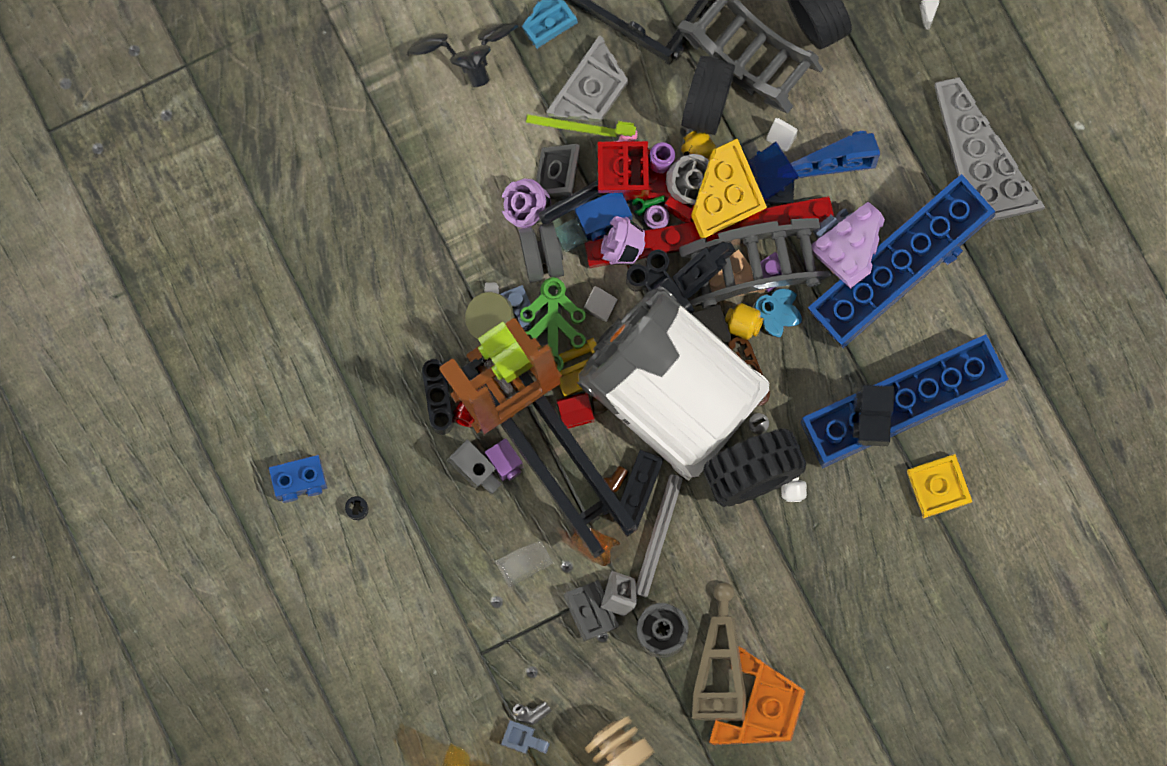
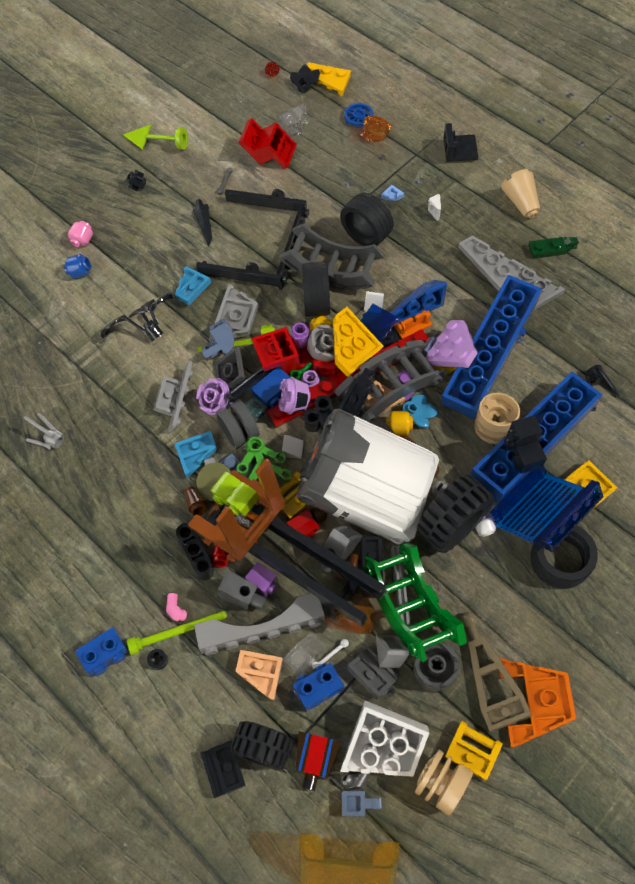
camera: 20 degrees left, 15 degrees down
(307, 184) = (52, 438): none -> light grey plant
(339, 483) = (137, 644): none -> lime piece
(391, 457) = (173, 610): none -> bright pink arm
(392, 652) = (222, 770): none -> black plate
(429, 505) = (218, 635): none -> light grey arch
(441, 643) = (261, 745): none -> black tyre
(457, 332) = (195, 501): none -> reddish brown cone
(467, 563) = (260, 671): none -> light nougat wing
(473, 178) = (171, 395): none -> light grey bracket
(478, 266) = (194, 451): none -> dark azure wing
(494, 677) = (315, 758): none -> torso
(525, 603) = (318, 686): none -> blue brick
(532, 580) = (344, 643): none -> white hinge
(560, 123) = (223, 338): none -> sand blue brick
(574, 688) = (385, 743): none -> white wedge
(612, 451) = (341, 542): none -> dark grey torso
(660, 736) = (470, 756): none -> yellow plate
(684, 550) = (449, 625): none -> green fence
(821, 185) = (413, 324): none -> orange hinge
(867, 495) = (545, 508): none -> clear blue panel
(870, 348) = (495, 417): none -> tan wheel
(879, 531) = (565, 580): none -> black tyre
(1026, 347) = (598, 375): none -> black plant
(1060, 36) = (523, 192): none -> tan cone
(1062, 132) = (552, 246): none -> dark green hinge

